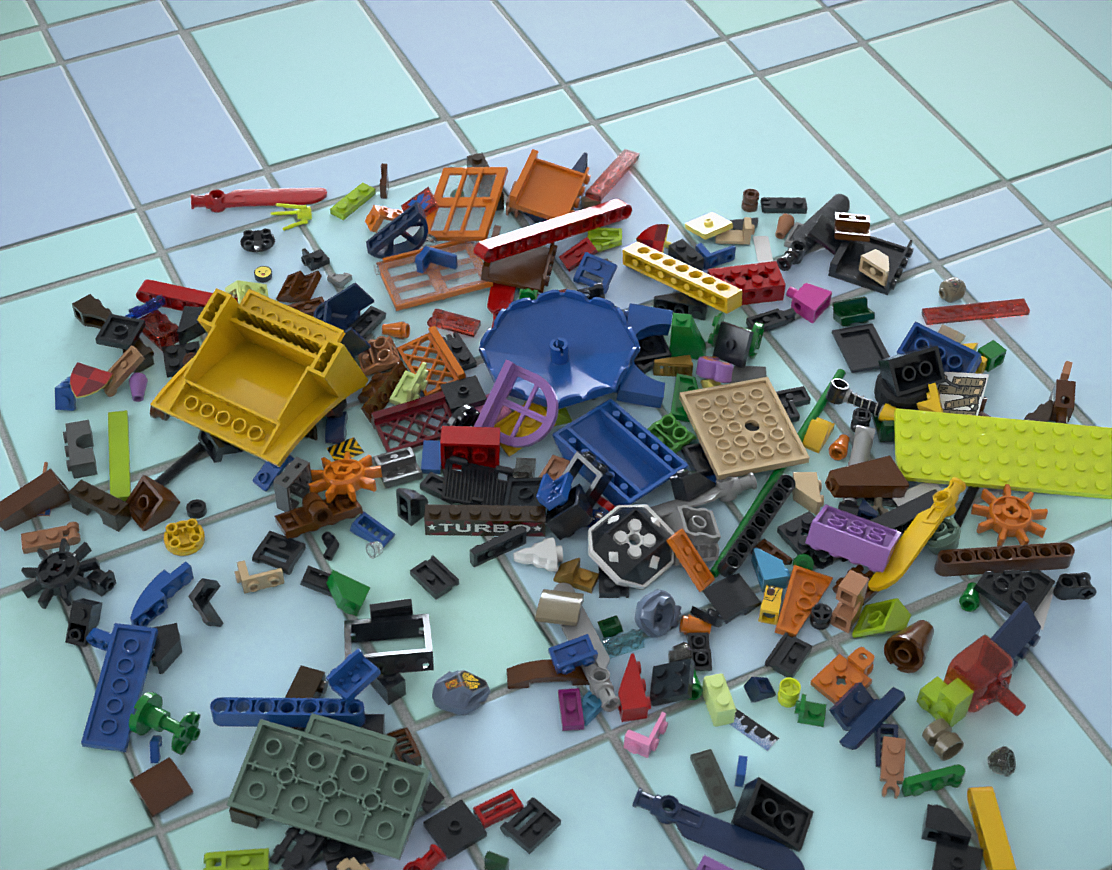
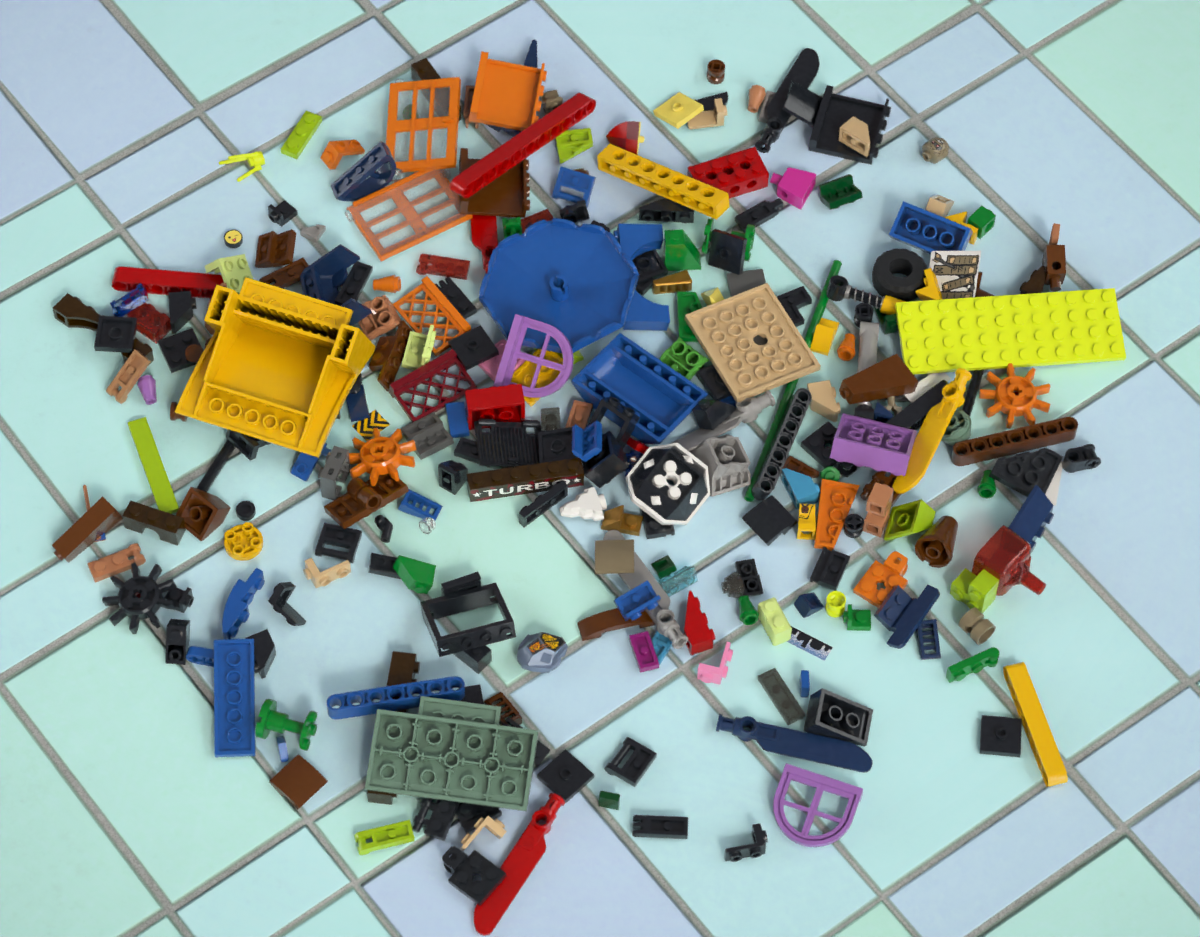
camera: 10 degrees left, 10 degrees up
(64, 396) = (81, 407): blue bracket -> none
(82, 460) = (119, 479): dark grey arch -> none
(88, 380) = (100, 392): shield -> none
(217, 200) = (203, 146): red piece -> none
(257, 240) = (216, 200): black dish -> none
(352, 676) = (449, 656): blue bracket -> none
(384, 181) = (330, 108): reddish brown tile -> none
(425, 199) = (374, 131): clear red tile -> none
(431, 255) = (409, 194): blue bracket -> none
(434, 577) = (491, 544): black plate -> none
(464, 416) = (482, 377): black tile -> none
(500, 811) = (586, 762): red tile -> none
(574, 255) = (550, 167): red plate -> none
(612, 175) = (567, 63): clear red tile -> none
(657, 613) = (702, 543): sand blue helmet -> none
(672, 682) = (730, 611): black plate -> none
(685, 253) = (662, 153): black brick -> none
(690, 560) = (726, 490): orange tile -> none
(691, 624) = (738, 553): orange cone -> none
(710, 616) = (753, 542): black plate -> none
(711, 368) = (711, 283): medium lavender animal -> none
(715, 258) = (688, 152): blue bracket -> none
(762, 249) = (738, 131): white sticker -> none
(786, 205) = (751, 71): black hinge -> none
(852, 227) = (826, 93): reddish brown slope -> none
(860, 347) = (854, 232): black piece -> none
(892, 764) = (935, 655): nougat plate -> none
(912, 370) = (907, 257): black slope -> none
(944, 824) = (986, 702): black slope -> none
(975, 311) = (961, 171): clear red tile -> none
(1002, 761) = (1030, 637): clear smoke cone -> none

